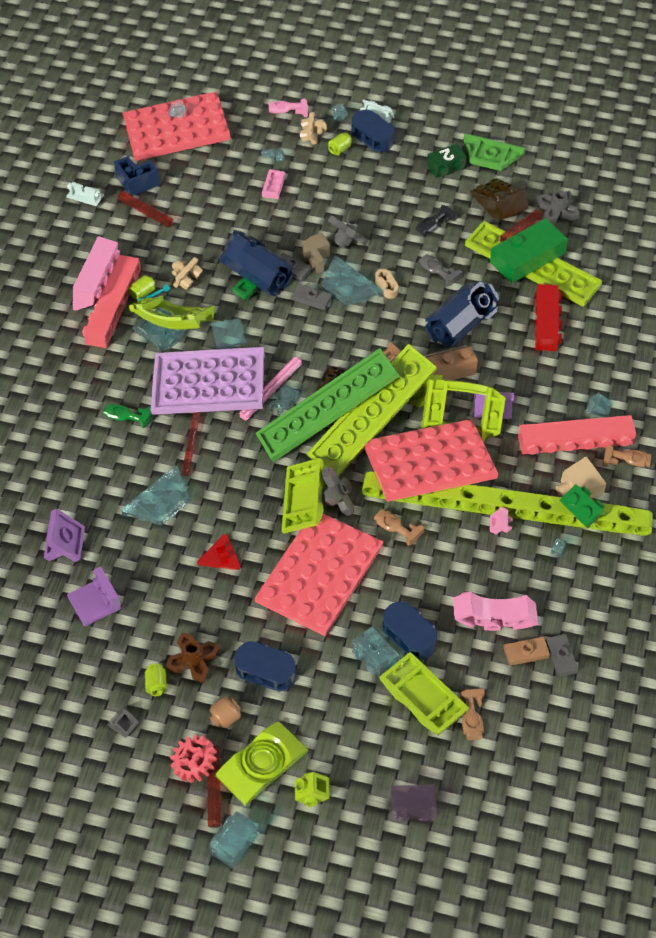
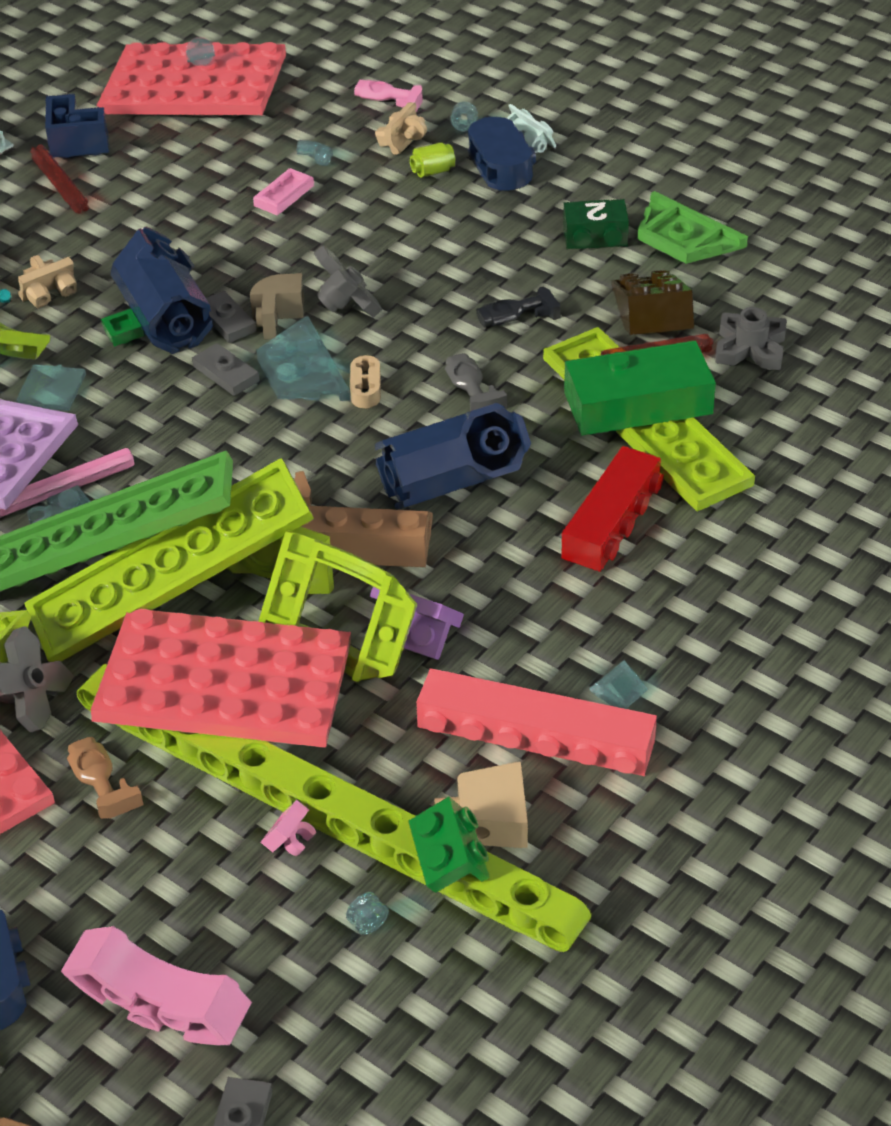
camera: 25 degrees right, 10 degrees down
(526, 651) = (176, 1089): medium nougat plate -> none
(632, 457) = (621, 797): medium nougat piece -> none

